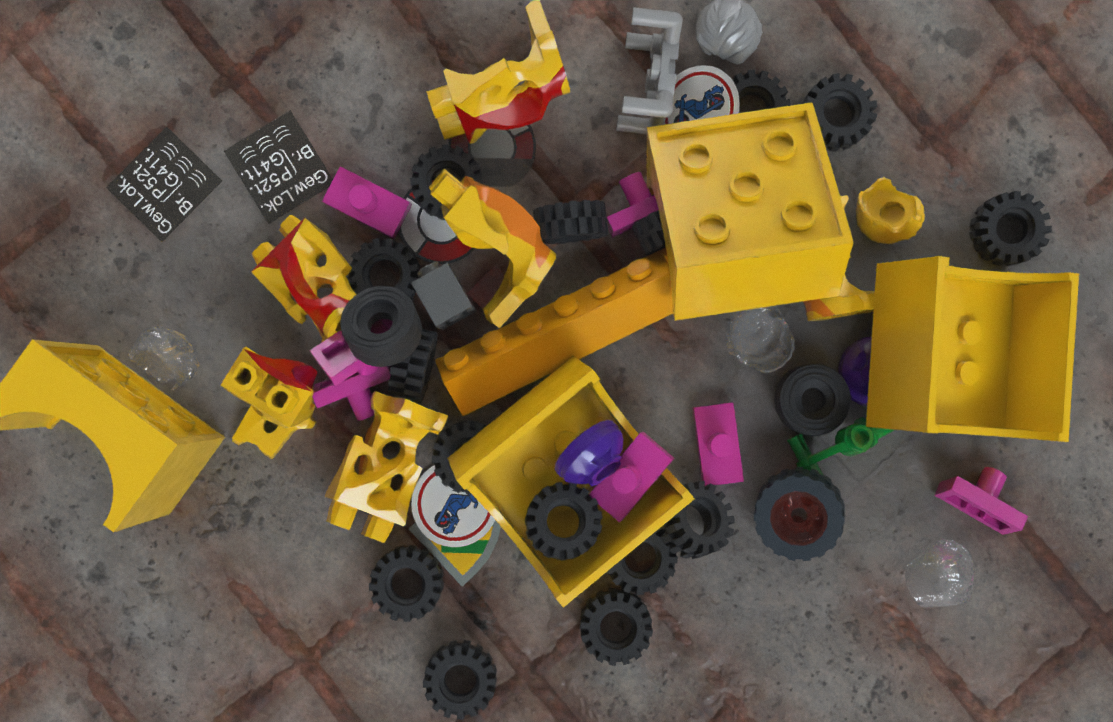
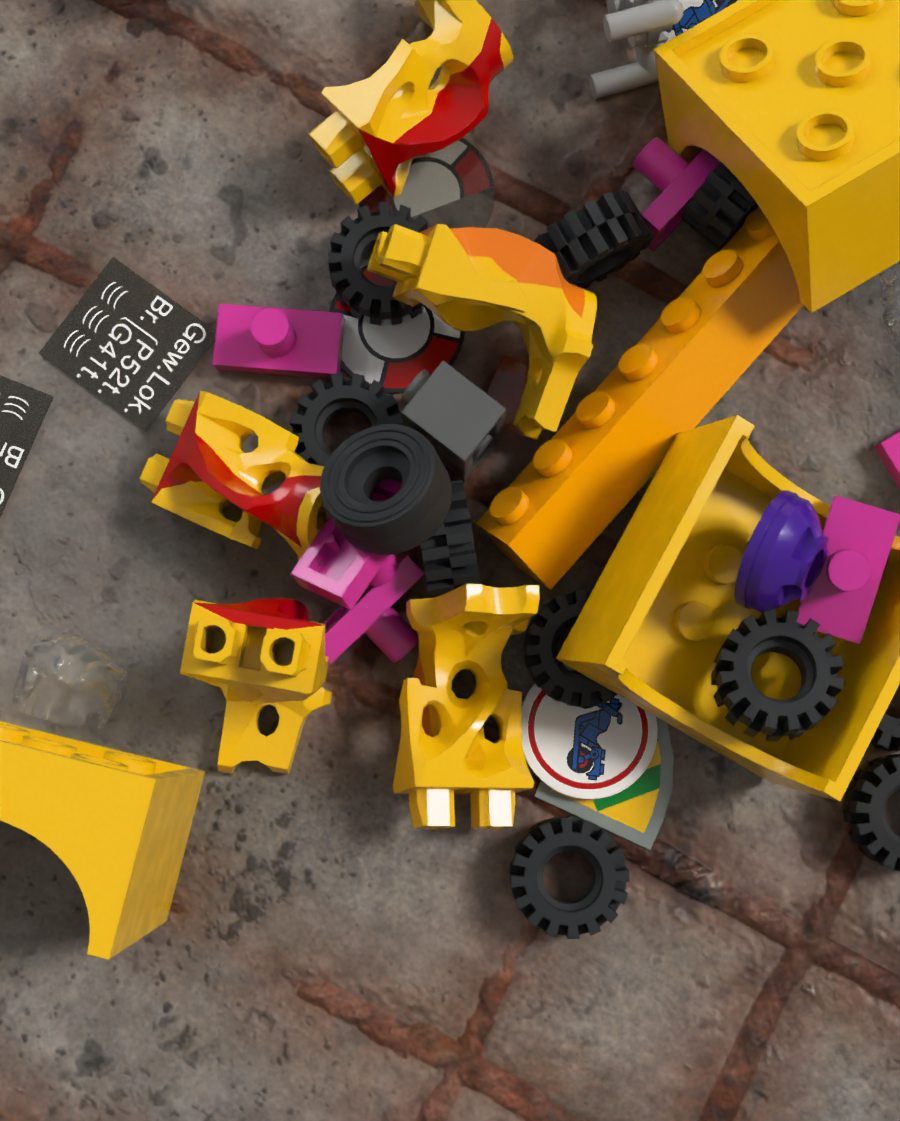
camera: 15 degrees left, 5 degrees down
(456, 703) = (742, 1015): black tyre -> none

